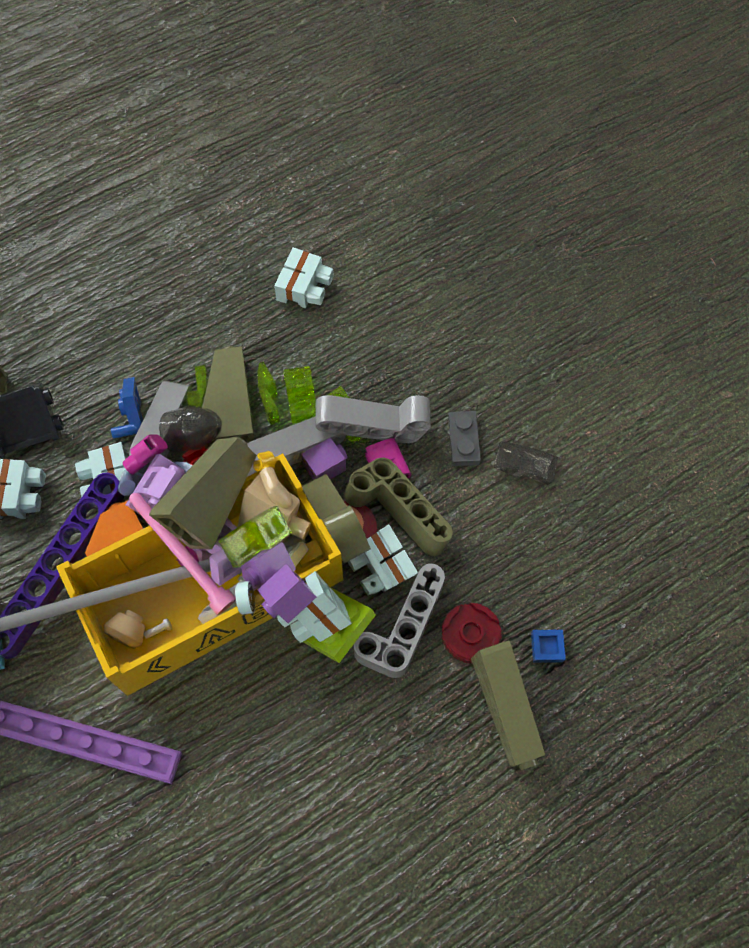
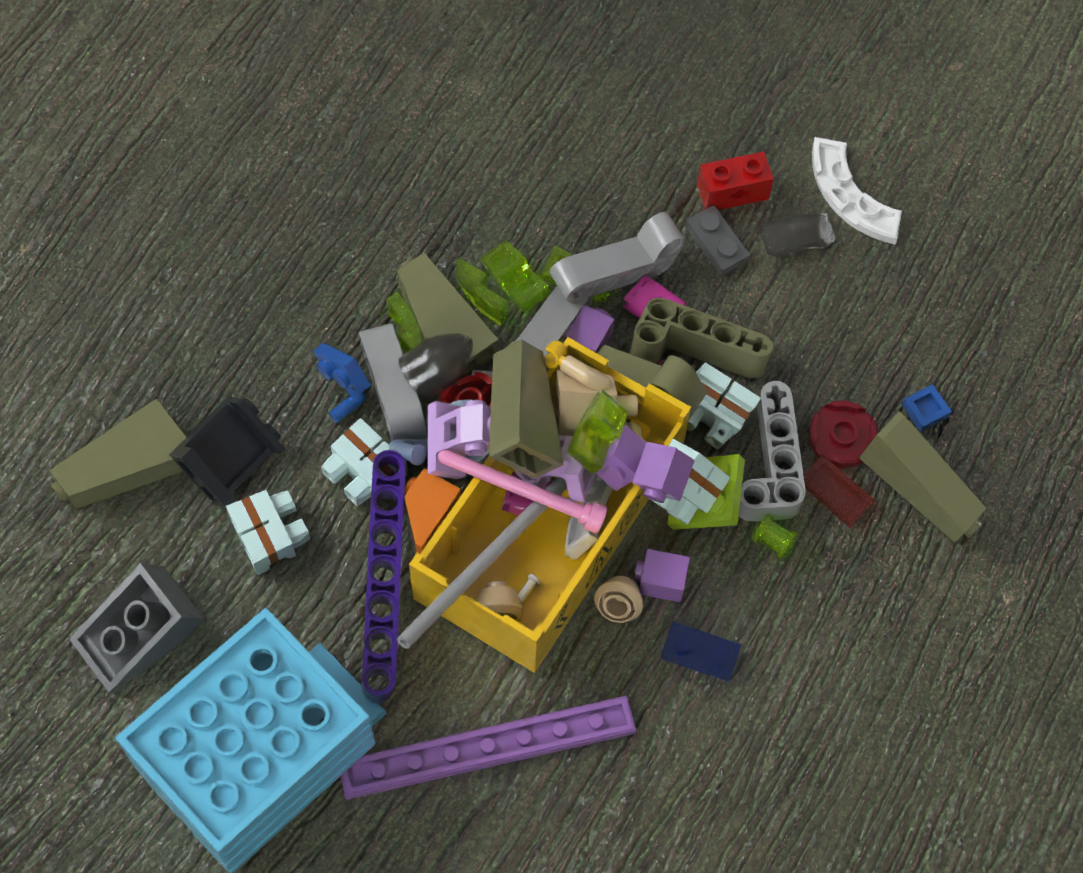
camera: 30 degrees left, 0 degrees up
(144, 453) = (411, 413): dark pink piece -> none
(220, 672) = (619, 599): none -> tan cone
(245, 597) = (624, 496): light aqua tile -> none
(258, 747) = (700, 651): none -> clear blue plate
(263, 671) = (662, 575): none -> medium lavender brick
(300, 277) = (433, 146): light aqua hips -> none
(367, 686) = (774, 536): none -> clear neon green bush
(439, 675) = (837, 491): none -> clear red tile
(501, 400) = (735, 181): none -> red brick
(582, 455) = (845, 198): none -> white tile

